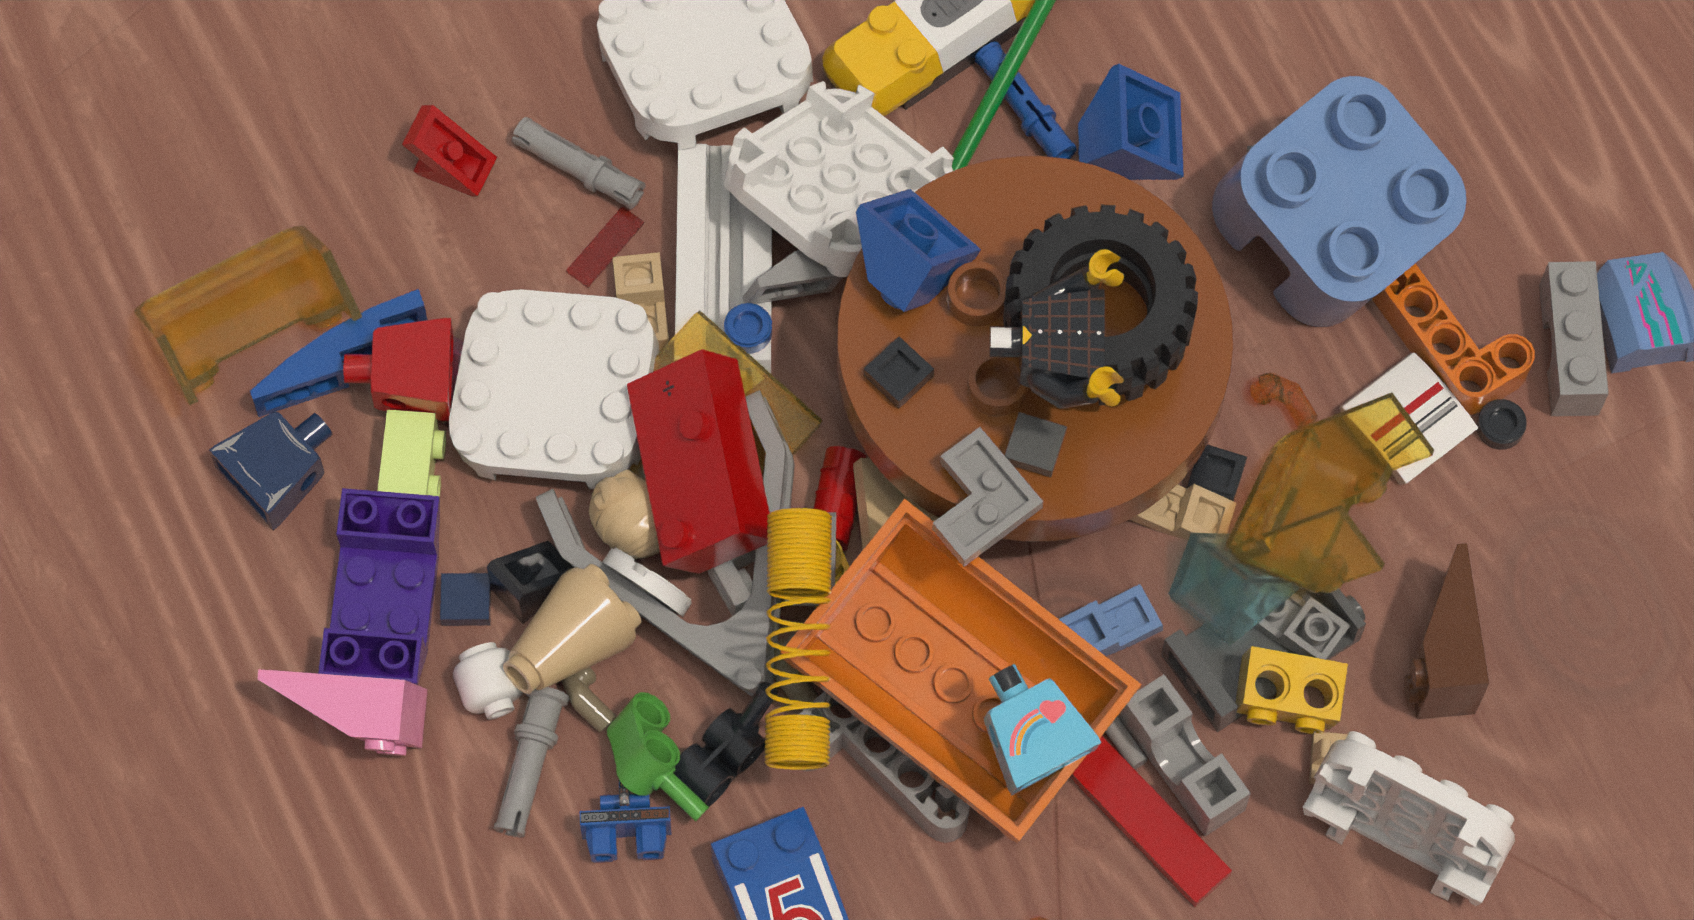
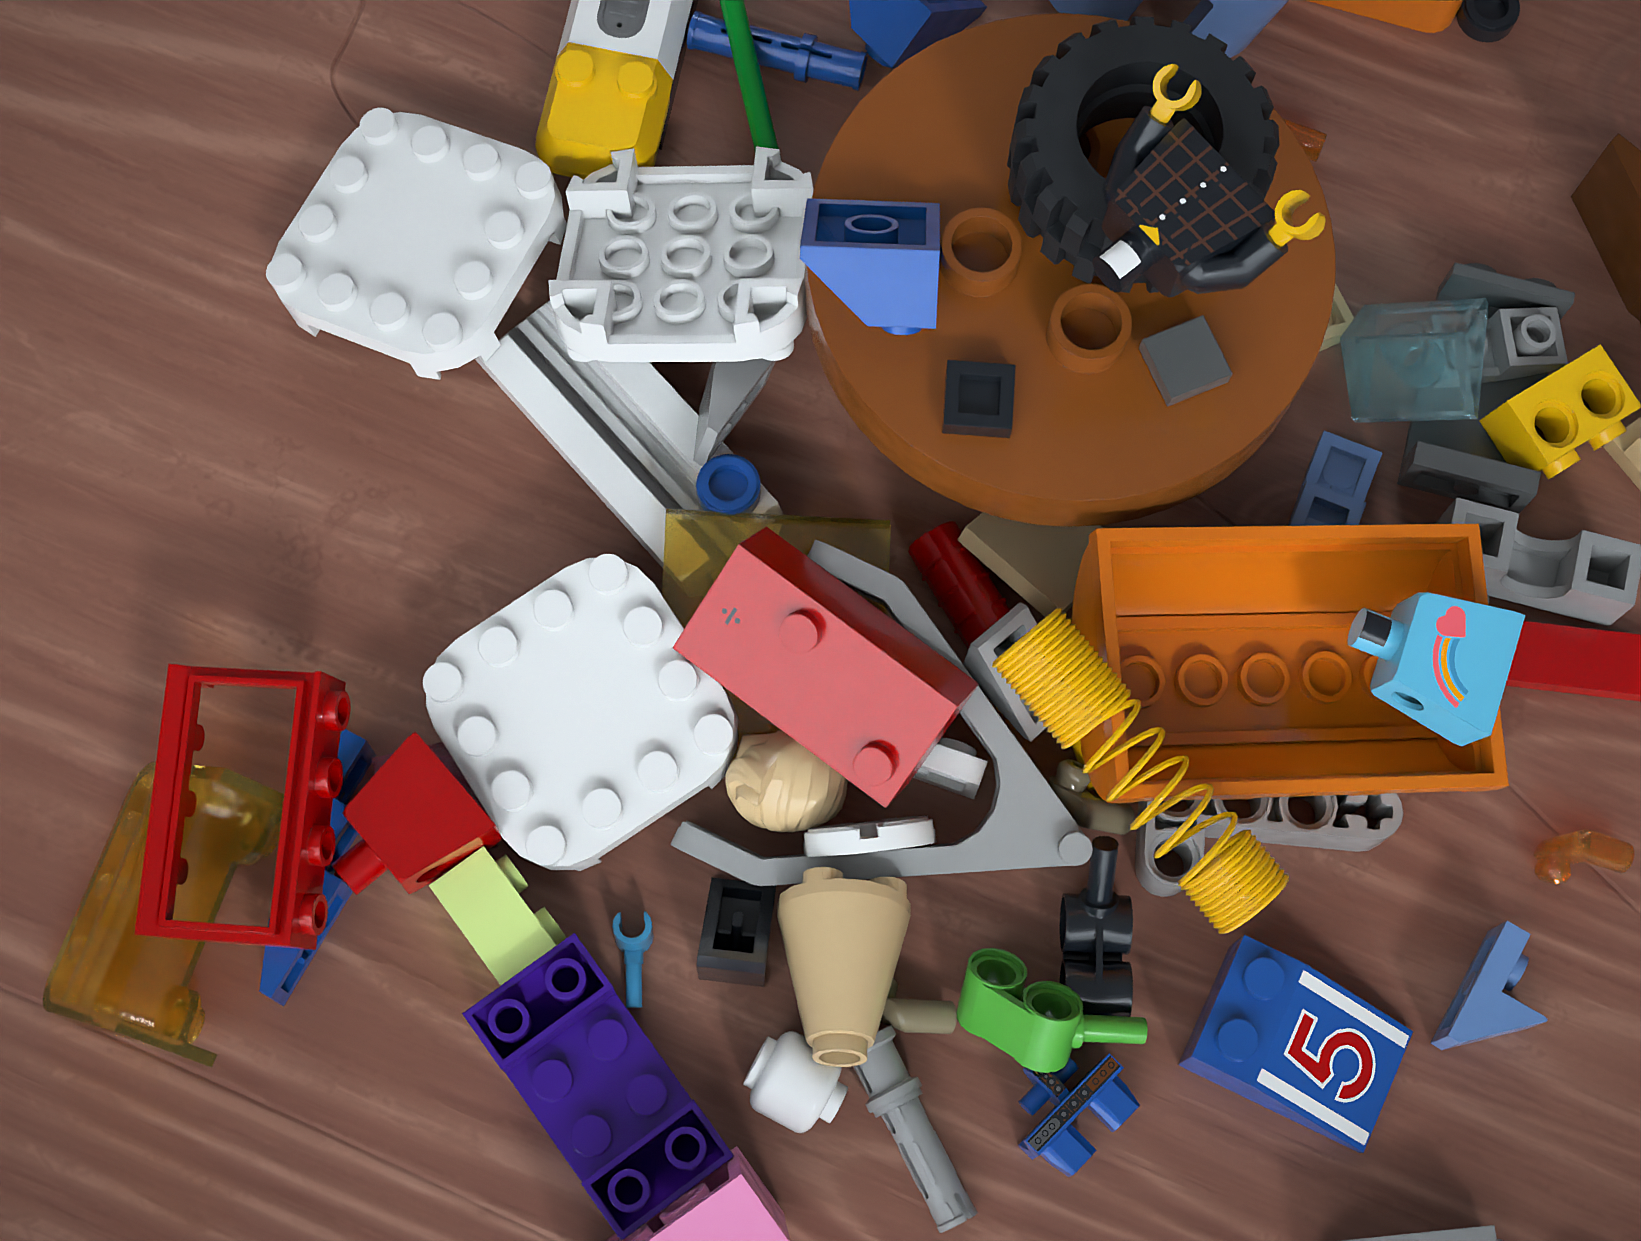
camera: 45 degrees left, 5 degrees up
(273, 463) = (351, 1045): dark blue torso -> none
(353, 312) = (305, 835): none -> red window
(448, 152) = (239, 558): red slope -> none
(465, 599) = (685, 1013): dark blue tile -> none
(469, 542) = (633, 957): none -> dark azure hand
(592, 170) = (384, 460): light grey pin -> none
(604, 247) = (488, 525): clear red window -> none
(641, 282) = (566, 533): tan slope -> none
(995, 501) = (1207, 449): light grey plate -> none
(1301, 500) = (1390, 214): clear yellow windscreen -> none
(1428, 404) = (1408, 70): white slope -> none

